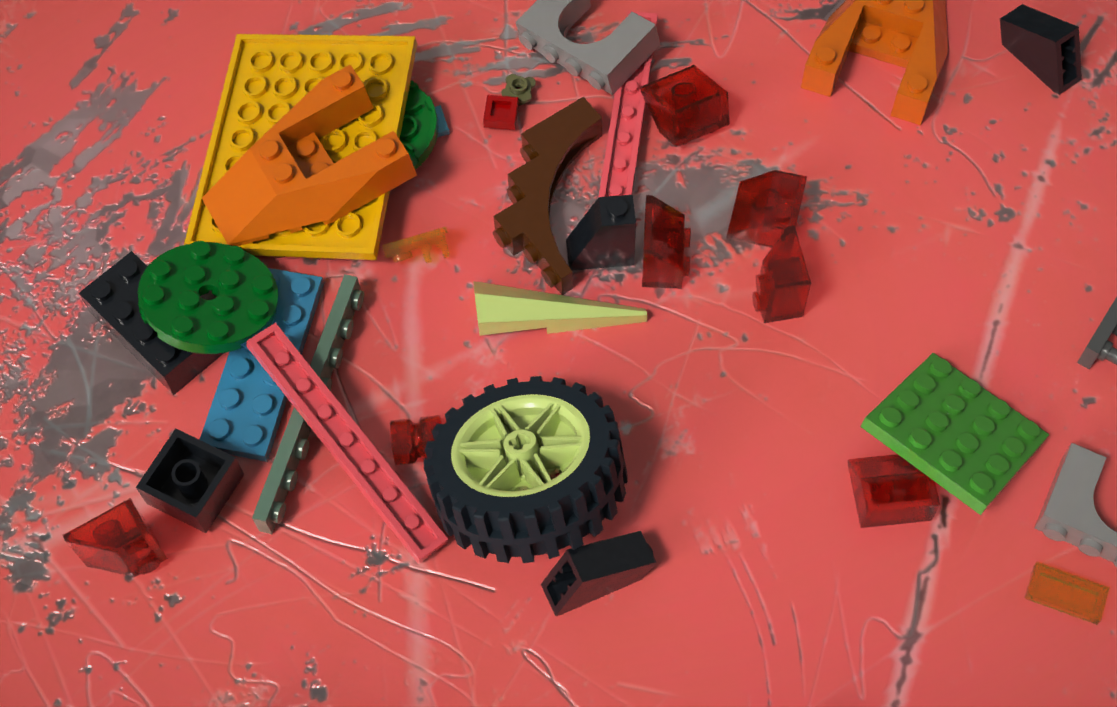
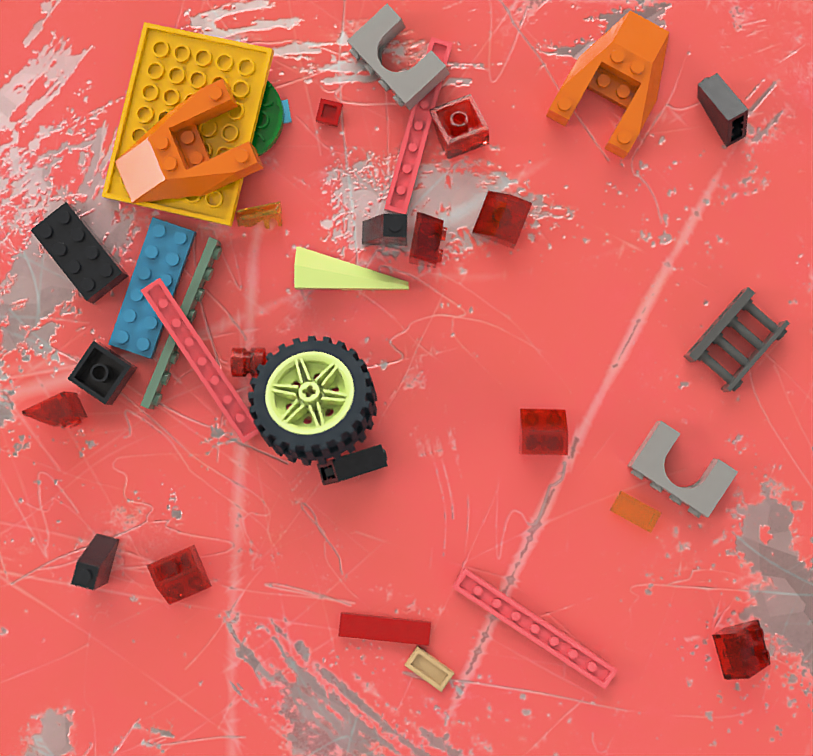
camera: 10 degrees right, 25 degrees up
(173, 305) = (110, 268): green plate -> none
(525, 85) = (345, 99): olive plate -> none
(547, 153) = (361, 149): reddish brown arch -> none
(783, 280) = (500, 280): clear red slope -> none
(955, 432) = (590, 403): bright green plate -> none

